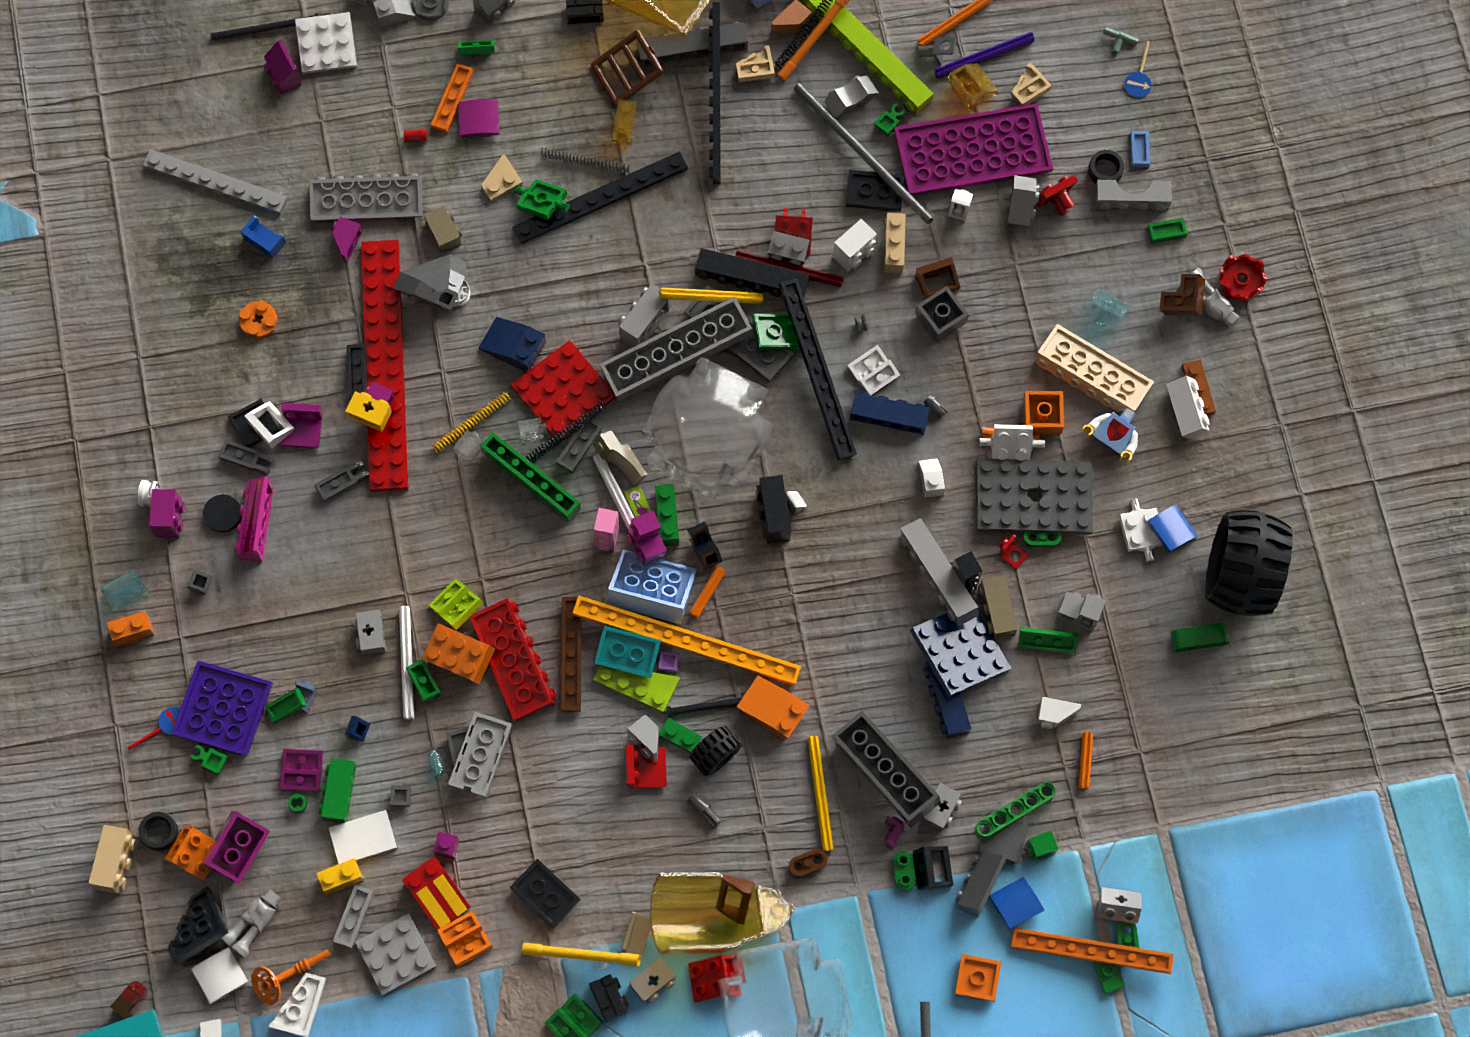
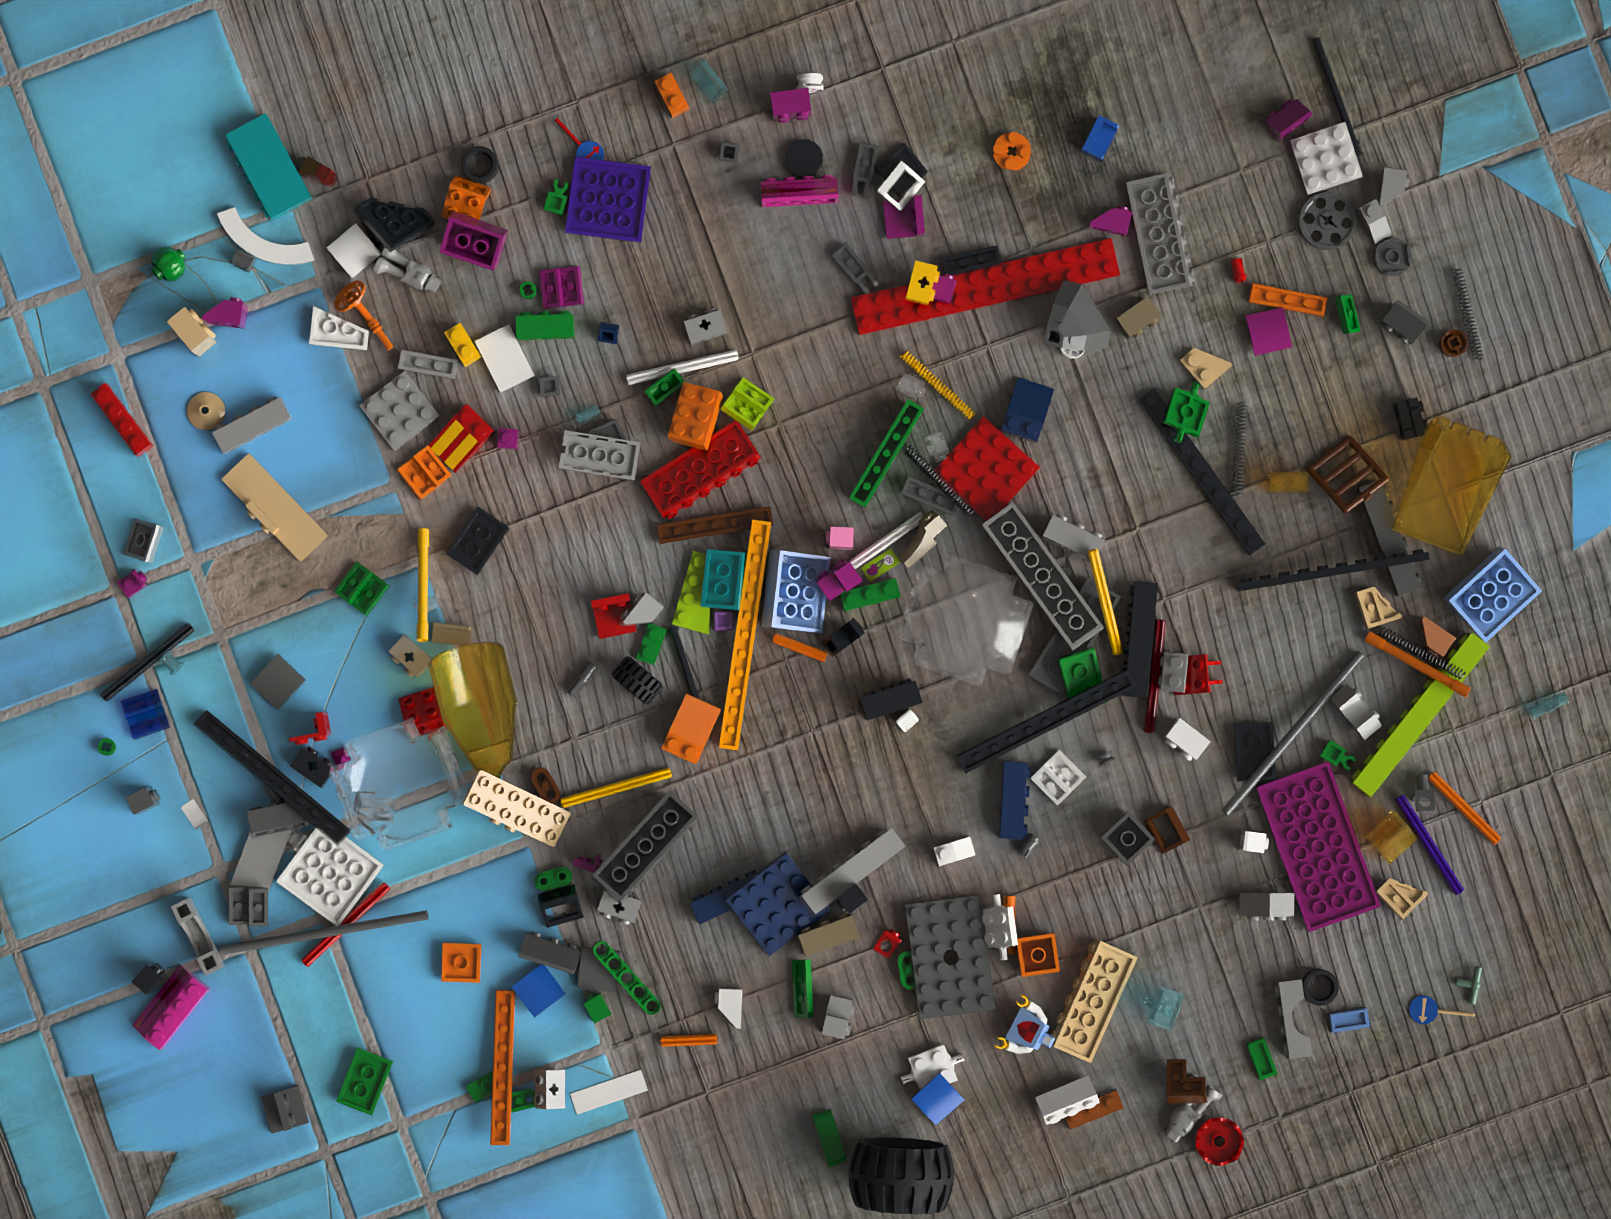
camera: 85 degrees right, 15 degrees up
(112, 859) = (443, 128): tan brick -> none
(215, 182) = (1153, 77): light grey plate -> none
(286, 705) = (619, 260): green tile -> none
(308, 693) = (632, 274): sand blue bracket -> none
(386, 45) = (1328, 211): none -> dark grey wedge
(608, 997) = (388, 617): black brick -> none
(742, 886) = (506, 726): reddish brown tile -> none
(828, 891) = (516, 808): none -> bracket
(894, 243) = (1198, 779): tan brick -> none
(1058, 194) = (1278, 941): red plate -> none
(1128, 849) = (608, 1092): none -> white sticker

